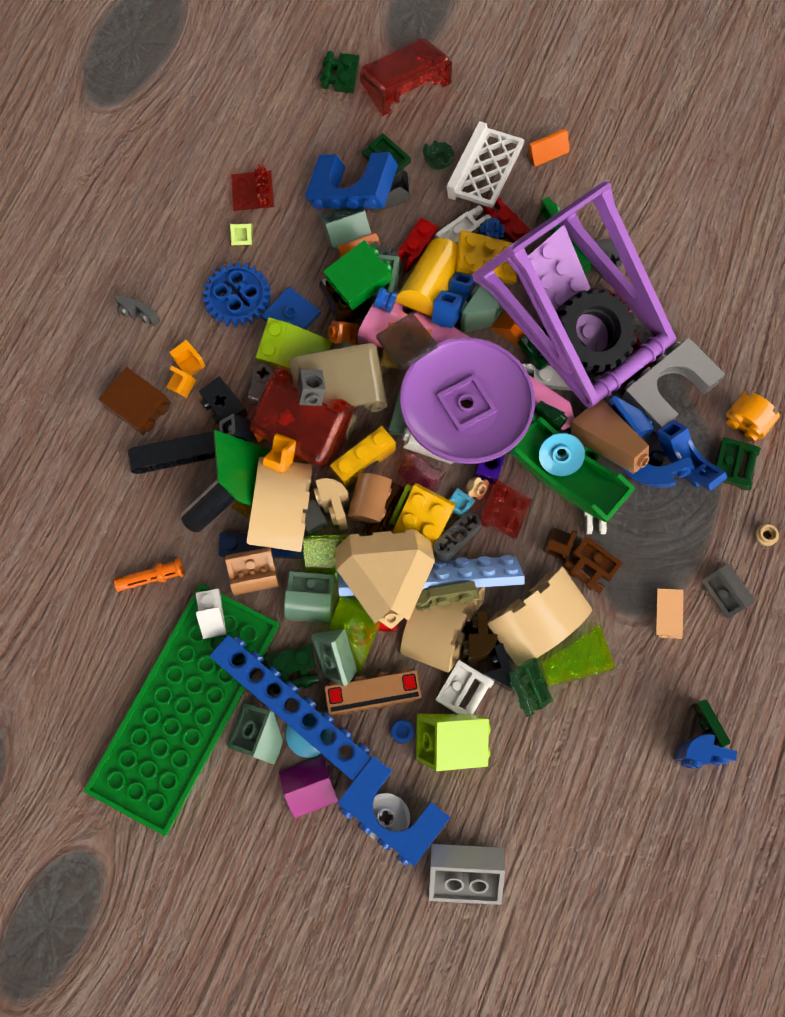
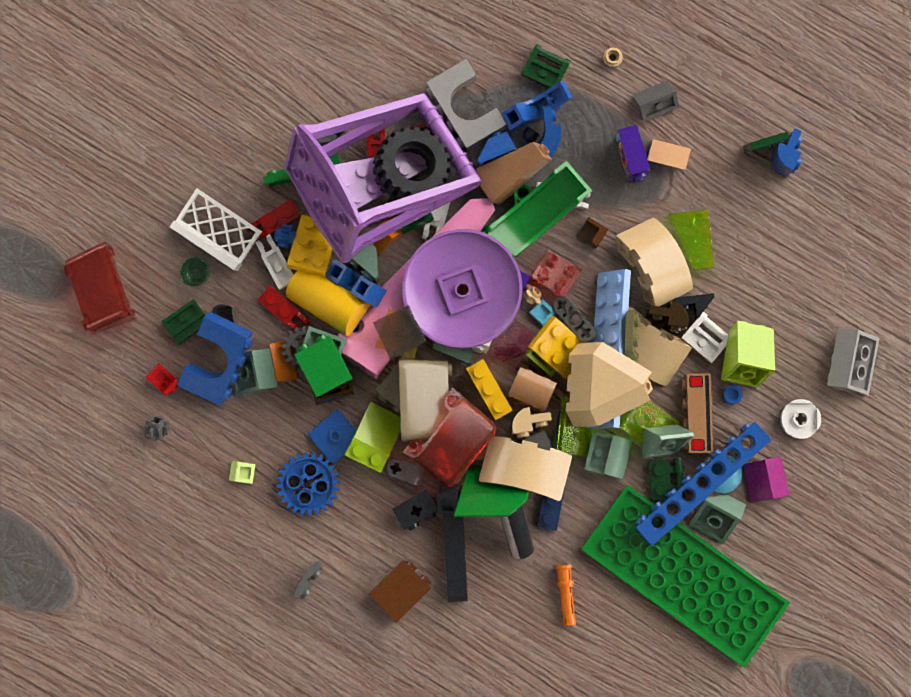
camera: 80 degrees left, 10 degrees up
(181, 382) = (388, 546): light orange panel -> none
(187, 358) = (366, 537): light orange panel -> none
(210, 613) = (610, 542): white slope -> none
(252, 189) = (197, 455): clear red hinge -> none
(252, 571) = (580, 501): medium nougat brick -> none
(274, 146) = (156, 427): none -> dark grey gear
(281, 454) = (482, 461): light orange panel -> none
(311, 387) = (429, 419): dark grey brick -> none
(324, 143) = (162, 379): none -> red bracket
(342, 331) = (366, 390): orange bracket -> none
(346, 73) = (82, 346): dark green plate -> none
(385, 300) = (352, 344): blue wheel -> none
(409, 843) = (825, 402): blue arch -> none
(535, 685) = (710, 278): clear green plate -> none
(549, 147) = (205, 166): orange slope -> none
(552, 415) = (484, 218): dark green cone -> none
(564, 463) = (523, 216): medium azure dish -> none
(597, 559) = (612, 204): reddish brown plate -> none
(660, 568) = (632, 154): none -> dark purple brick
(752, 415) = (508, 44): light orange brick -> none

